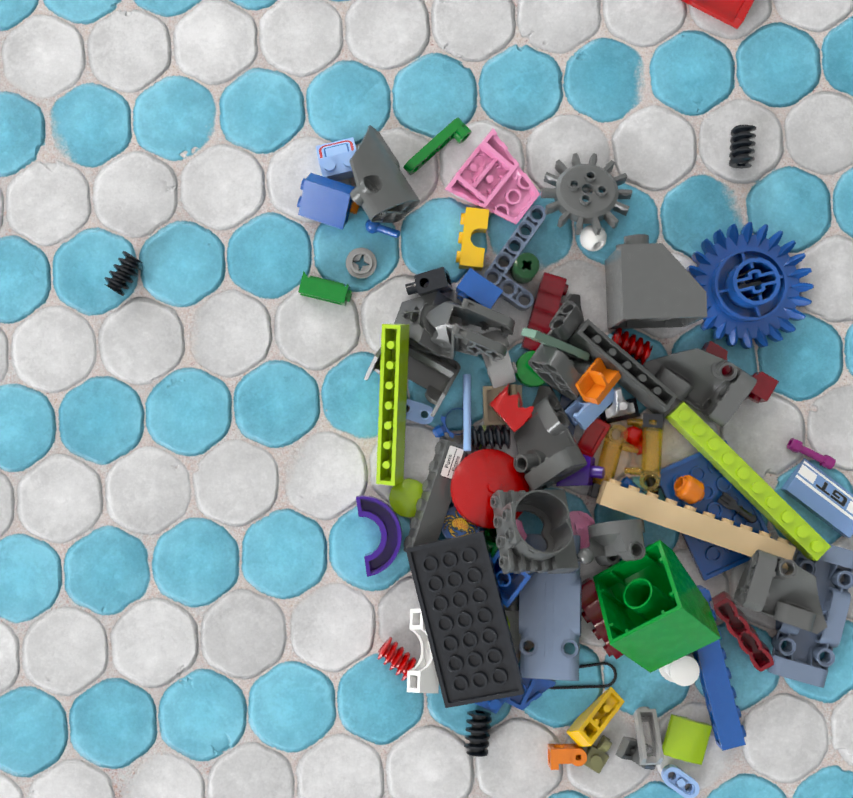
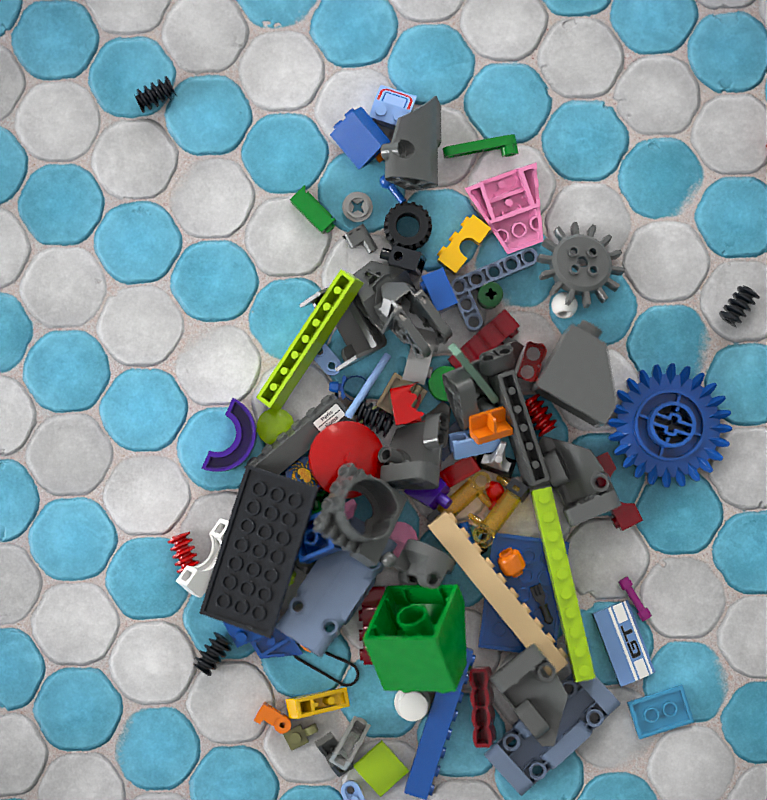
camera: 35 degrees right, 0 degrees up
(378, 287) = (360, 235): none -> dark grey piece
(410, 237) = (411, 210): none -> black tyre
(605, 308) = (534, 364): none -> red piece

